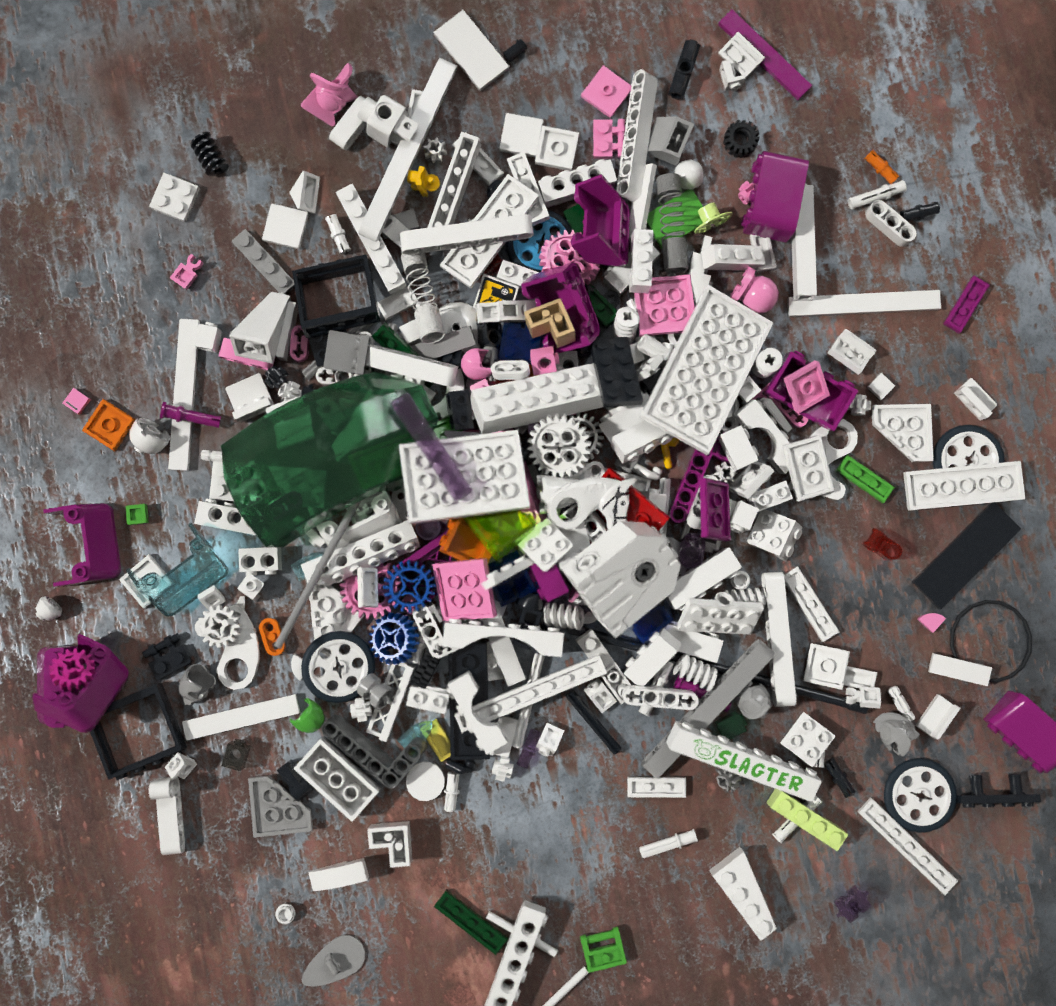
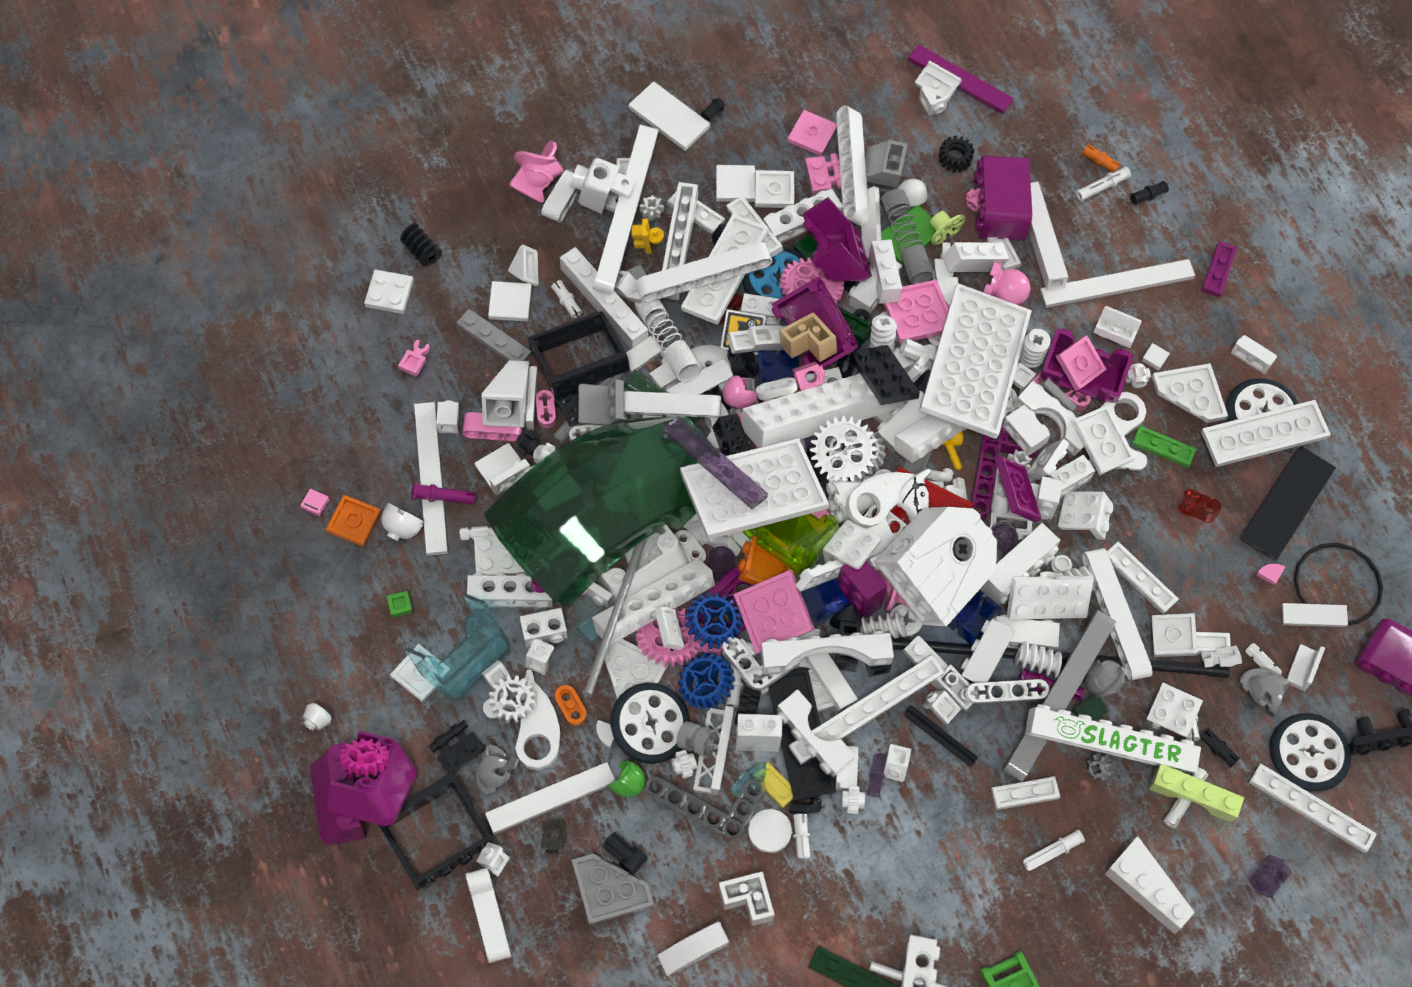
camera: 15 degrees left, 20 degrees down
(98, 540) = (370, 659): magenta windscreen -> none
(337, 778) = (673, 839): white brick -> none
(525, 712) = (864, 731): white axle -> none
(660, 680) = (1002, 674): white pin -> none
(686, 60) = (884, 109): black piece -> none
(900, 224) = (1129, 213): white beam -> none

